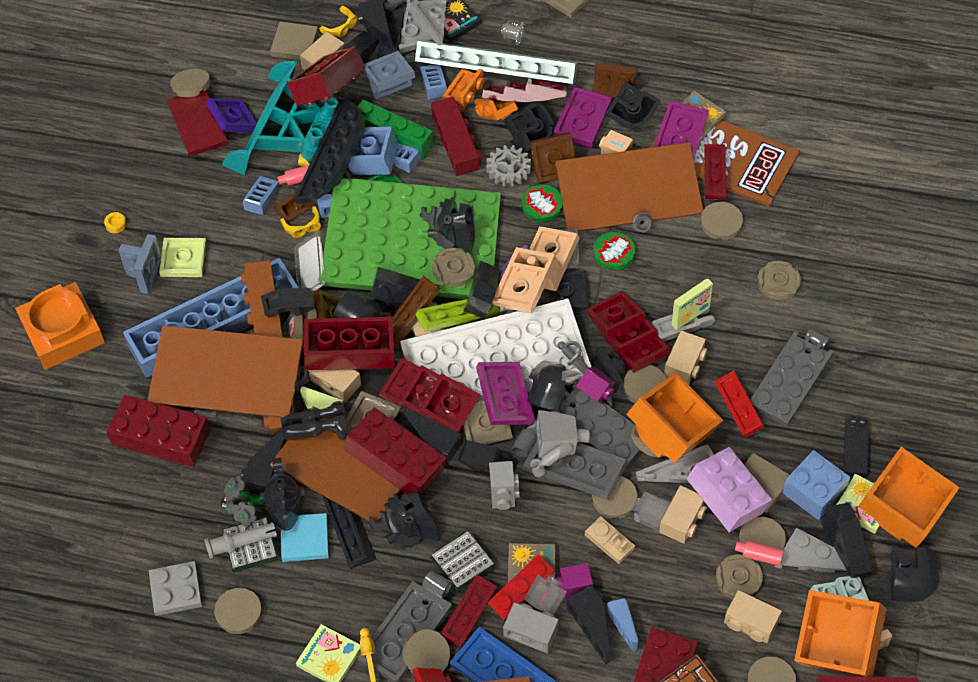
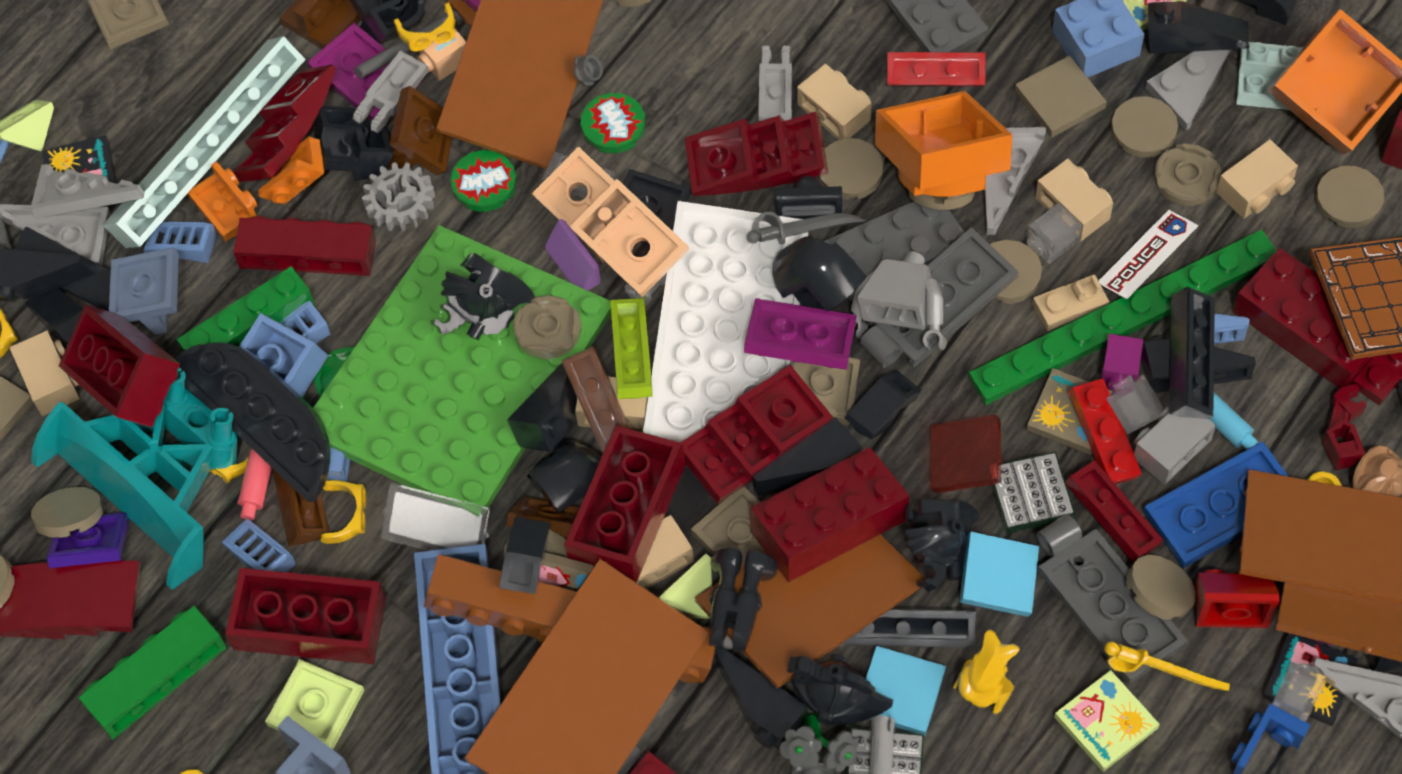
camera: 65 degrees left, 5 degrees up
(171, 176) = (152, 672): none -> green brick
(227, 228) = (306, 615): none -> dark red brick
(245, 99) = (66, 511): none -> dark tan tile
(321, 571) = (983, 678): none -> yellow hair
(399, 561) = (999, 574): none -> medium azure tile
(471, 515) = (966, 454): none -> clear red tile
(482, 290) = (612, 298): black slope -> none
(503, 485) = (944, 392): light grey brick -> none
(513, 31) = (157, 102): clear brick -> none
(563, 656) = (1232, 425): none -> medium azure cylinder
(580, 130) = (385, 91): none -> light grey hinge
(592, 614) = (1192, 354): none -> black slope
(596, 384) = (838, 217): magenta brick -> none
(608, 126) = (389, 54): none -> dark grey bar
(615, 575) = (1118, 318): none -> green plate
(622, 138) = (412, 38): none -> yellow cap
(665, 571) = (1147, 254): none -> white sticker
(692, 303) = (772, 51): yellowish green tile -> none
(729, 489) = (1074, 124): lavender brick -> none
(760, 552) = (1173, 130): coral cylinder -> none

